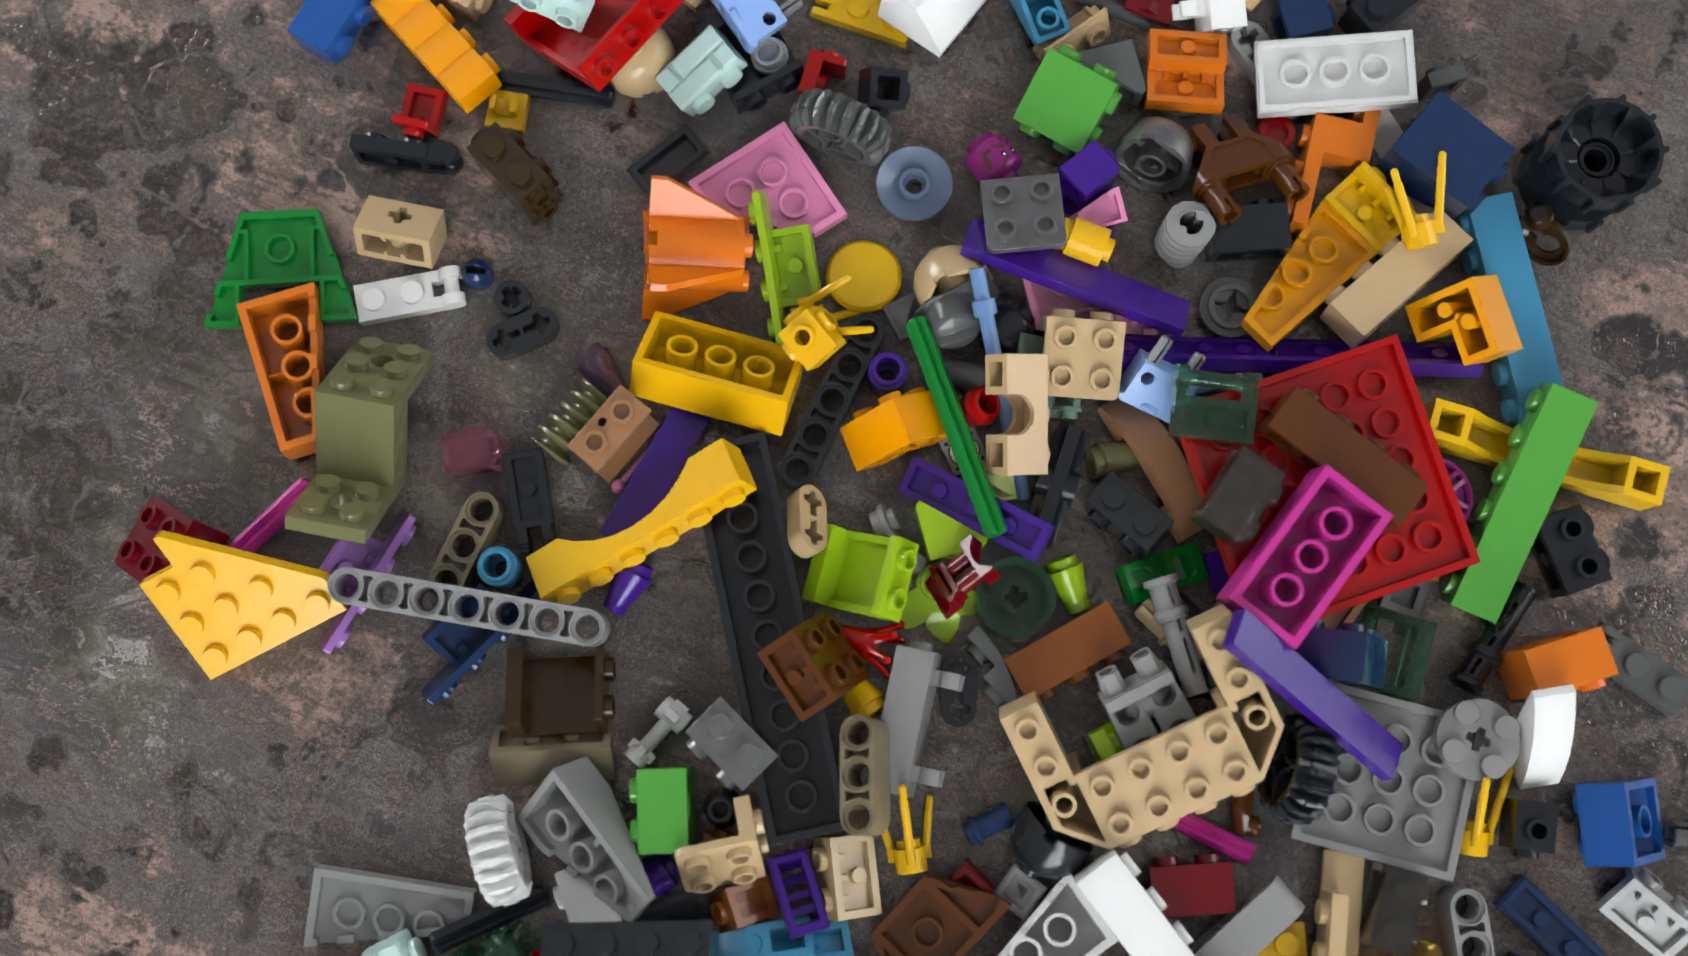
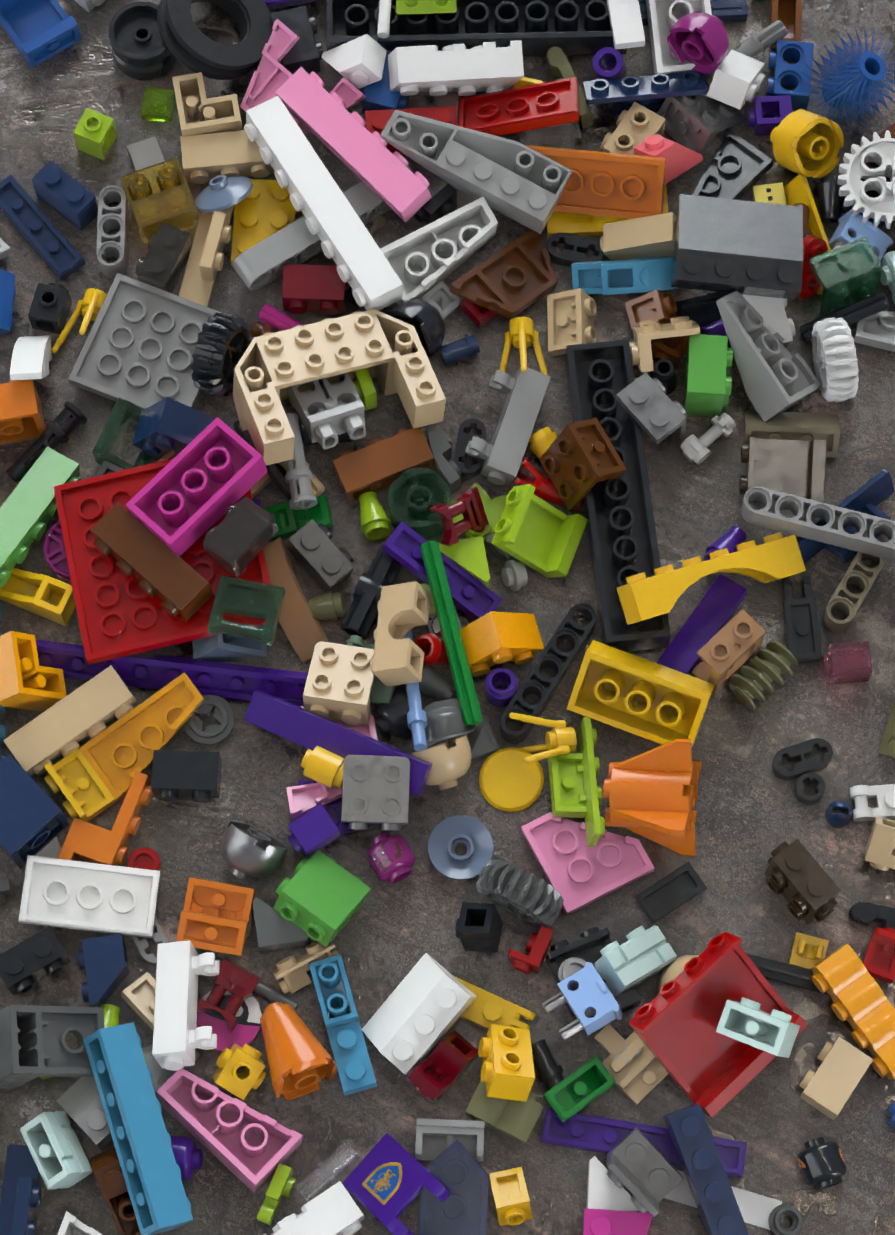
camera: 175 degrees left, 10 degrees down
(489, 564) = (826, 567): dark azure brick -> none
(600, 369) = (738, 720): cone -> none
(788, 862) = (612, 282): dark purple slope -> none
(807, 521) = (578, 573): tan beam -> none
(811, 336) = (561, 708): yellow brick -> none
(876, 792) = (560, 369): dark tan beam -> none
(1149, 380) = (285, 658): light blue piece -> none
(1184, 233) = (240, 760): light grey piece -> none
(1239, 161) = (185, 827): reddish brown connector -> none
(1312, 694) = (206, 392): dark purple tile -> none
(1418, 230) = (52, 743): yellow plant -> none
(1498, 729) = (86, 380): light grey plate -> none

